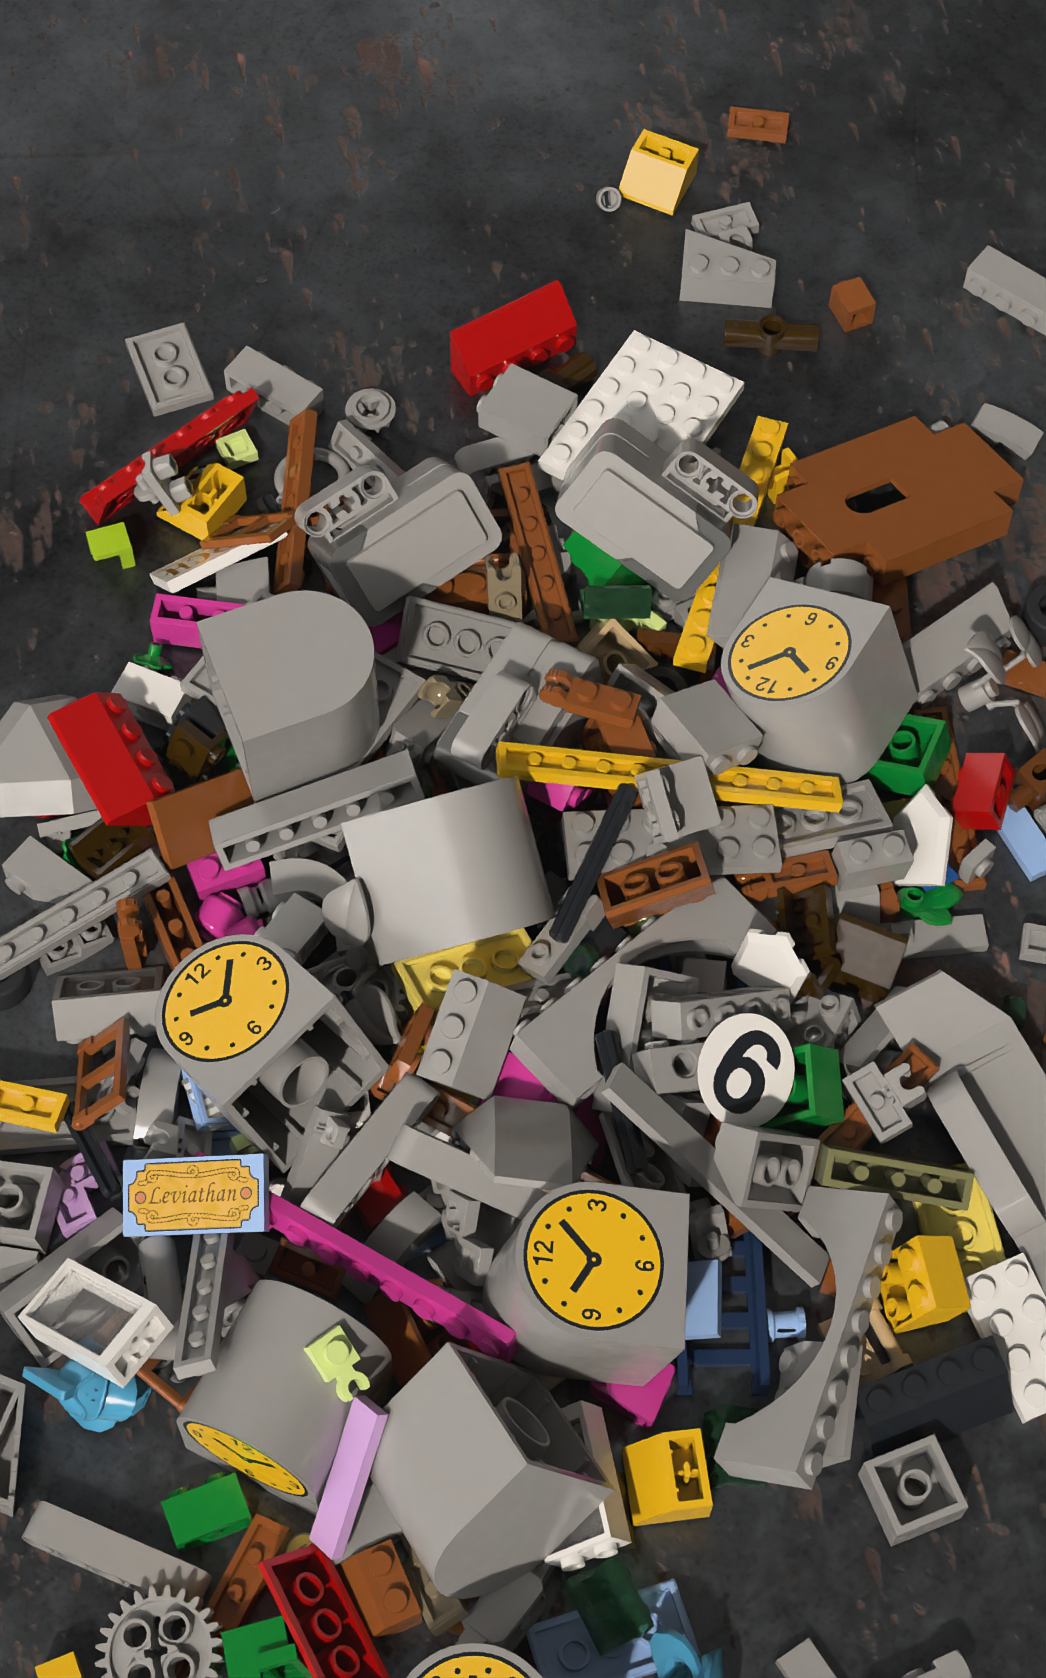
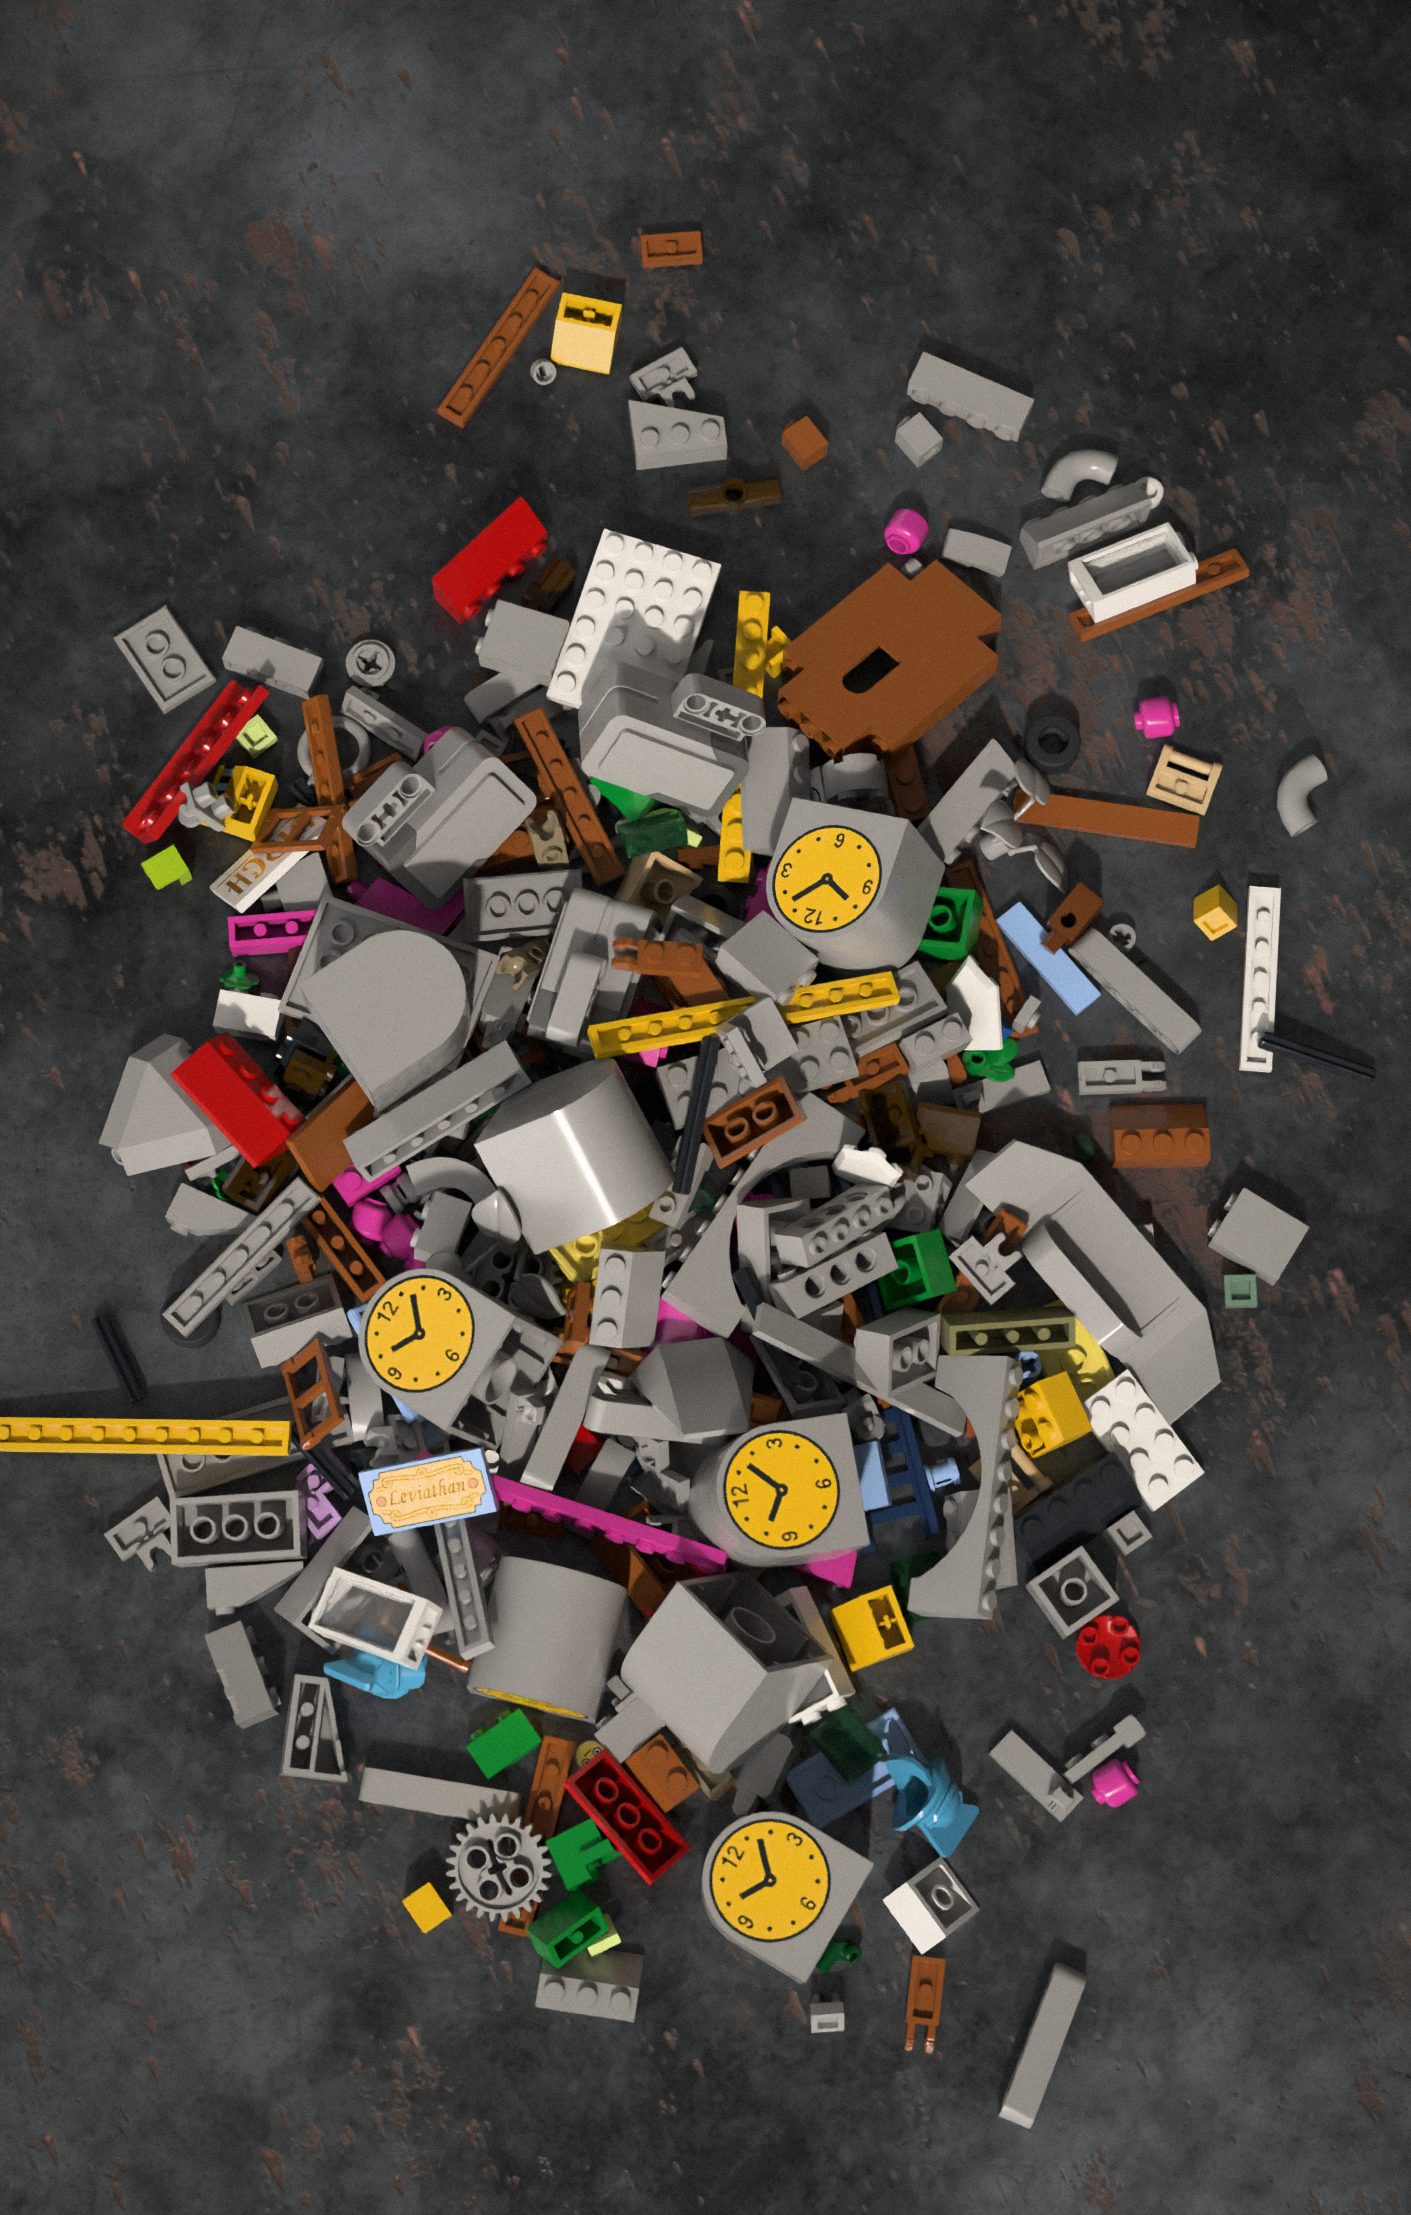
camera: 15 degrees left, 15 degrees up
(334, 1359) = (587, 1614): yellowish green plate -> none
(348, 1477) = (618, 1698): lavender tile -> none
(569, 175) = (499, 347): none -> dark orange tile
(746, 1070) = (866, 1273): white sticker -> none
(911, 1217) = (1034, 1358): none -> light blue bush
(938, 397) = (906, 531): none -> dark pink head
(944, 1567) = (1108, 1646): none -> red dish
(967, 322) = (918, 439): none -> light grey brick
(983, 791) = (1020, 946): red brick -> none
(992, 1440) = (1129, 1533): none -> light grey plate

